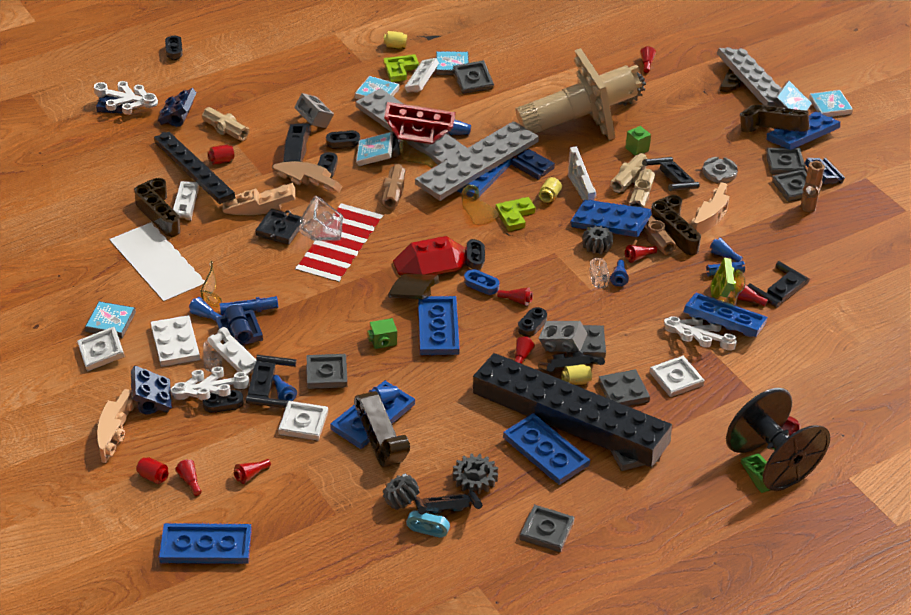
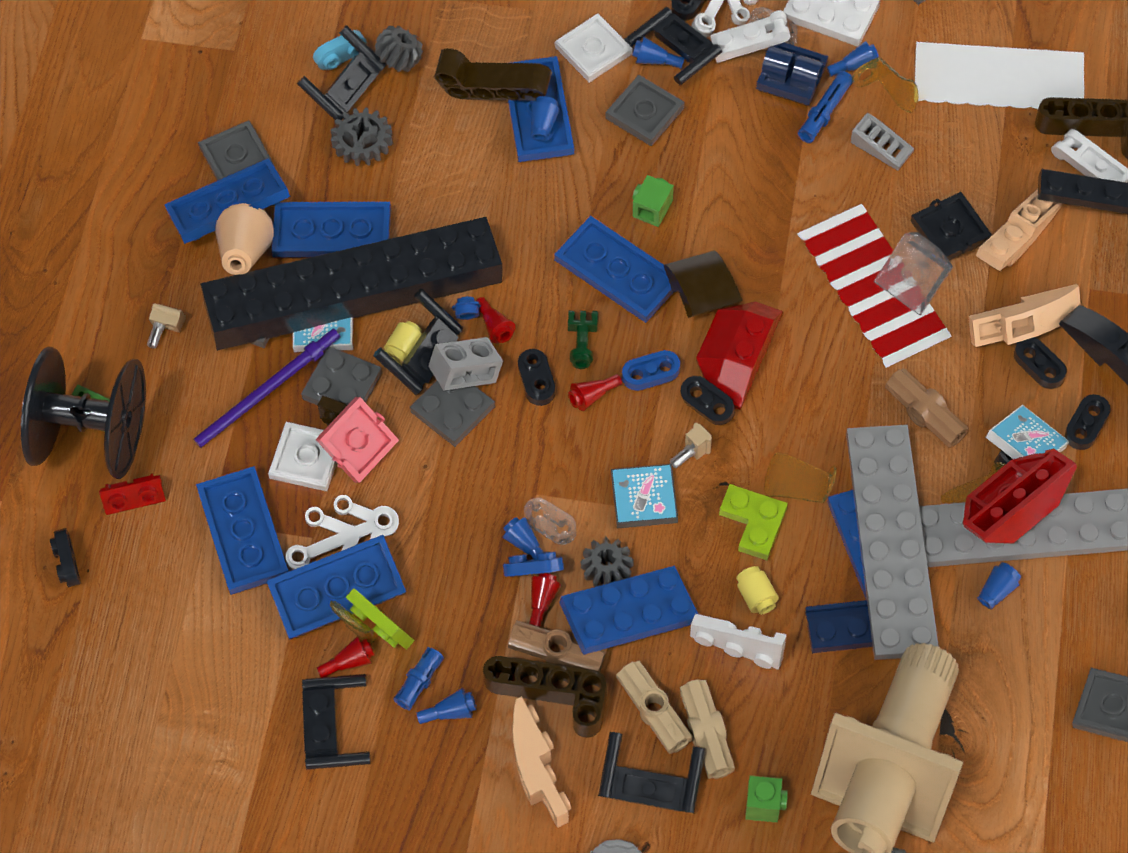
camera: 135 degrees right, 20 degrees up
(250, 277) = (886, 135): none -> light grey slope
(484, 323) = (581, 356): none -> dark green hinge
(502, 247) = (697, 443): none -> tan piece
(529, 361) = (466, 308): none -> blue plate
(548, 251) = (644, 496): none -> medium azure tile
(584, 498) = (199, 210): none -> blue plate
(608, 457) = (242, 237): none -> light nougat cone
(630, 256) = (545, 563): none -> blue plate
(645, 373) = (329, 409): none -> dark brown plate
(656, 352) = (357, 439): none -> coral plate
(669, 411) = (313, 351): none -> dark purple bar
(679, 481) = (161, 318): none -> tan piece
(742, 369) = (242, 529): none -> blue plate
(839, 424) = (68, 569): none -> black plate

